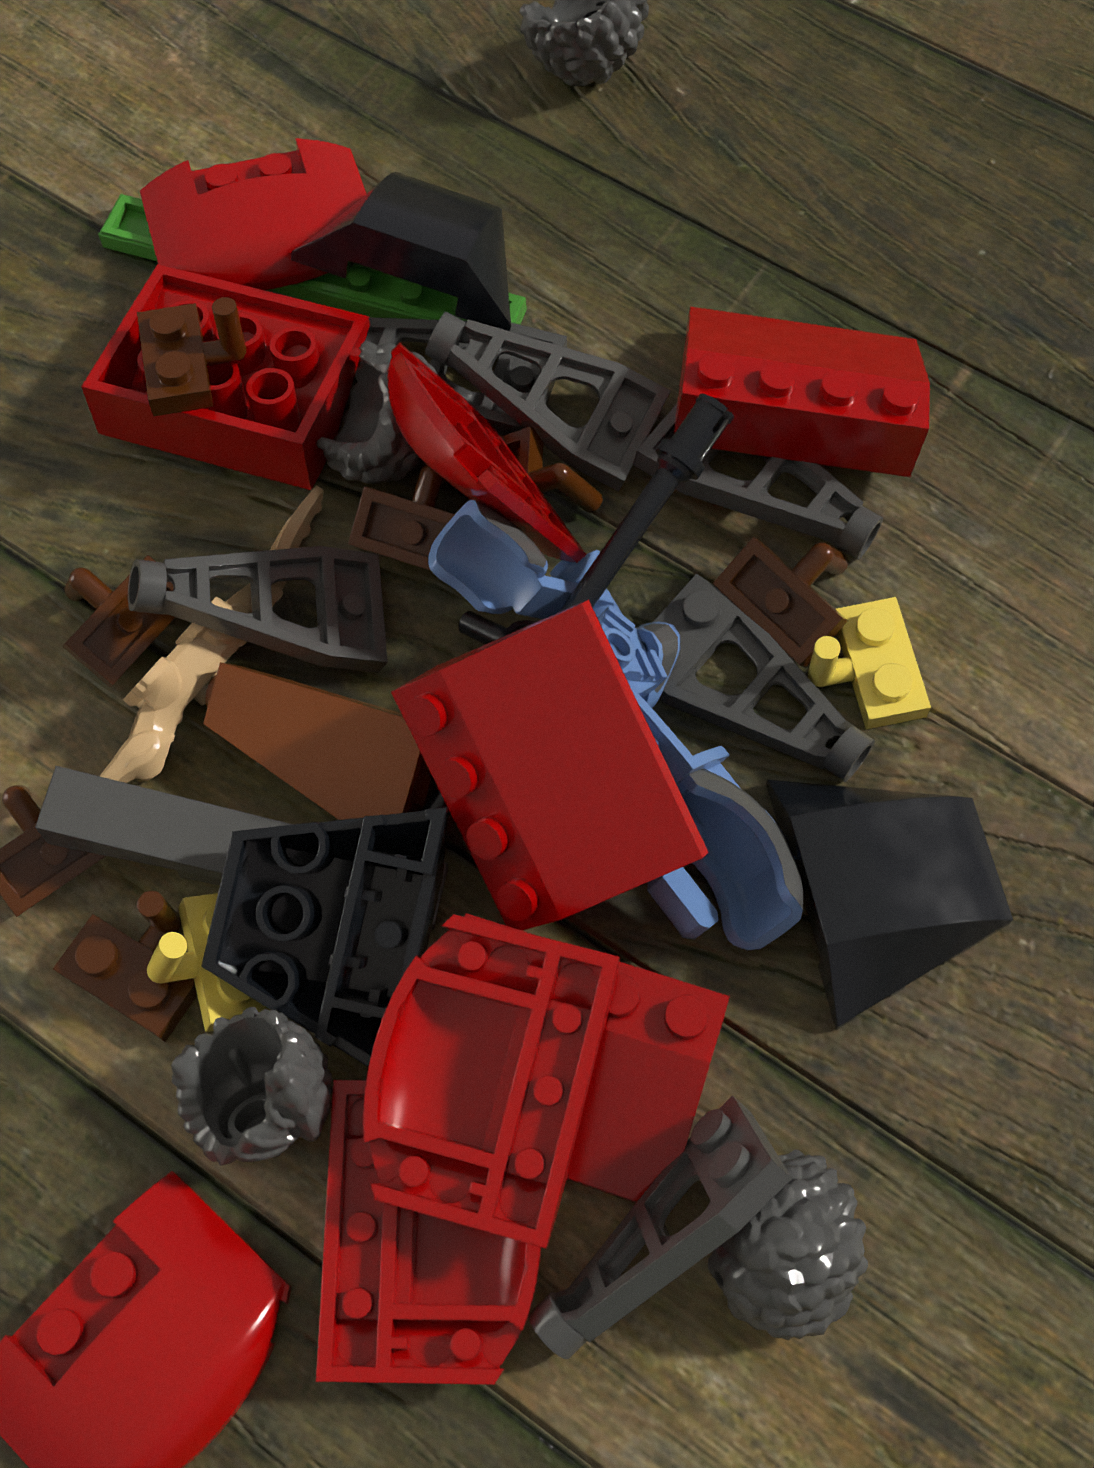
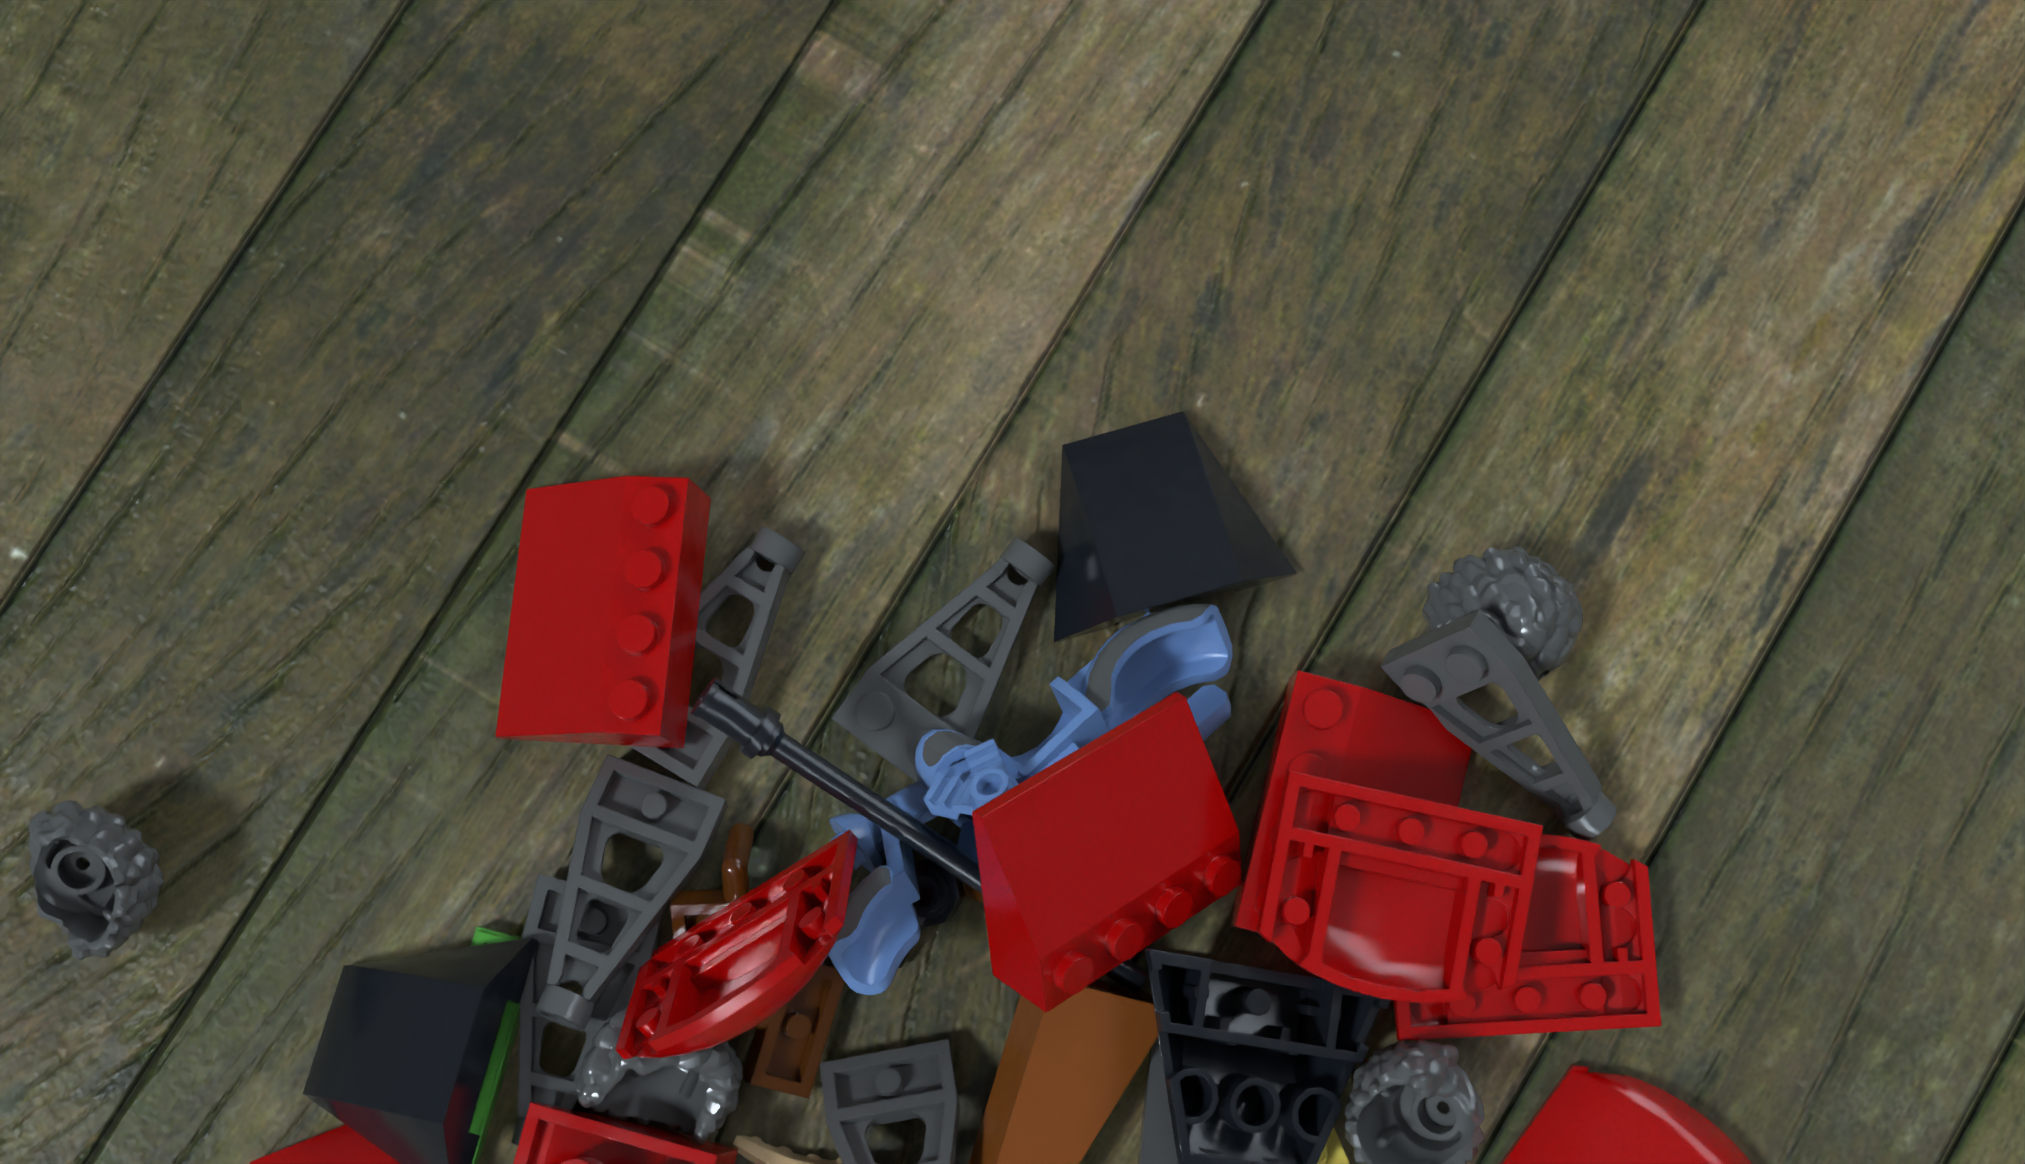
camera: 95 degrees left, 15 degrees up
(783, 597) = (860, 627): reddish brown plate -> none
(876, 662) = (921, 535): light yellow plate -> none

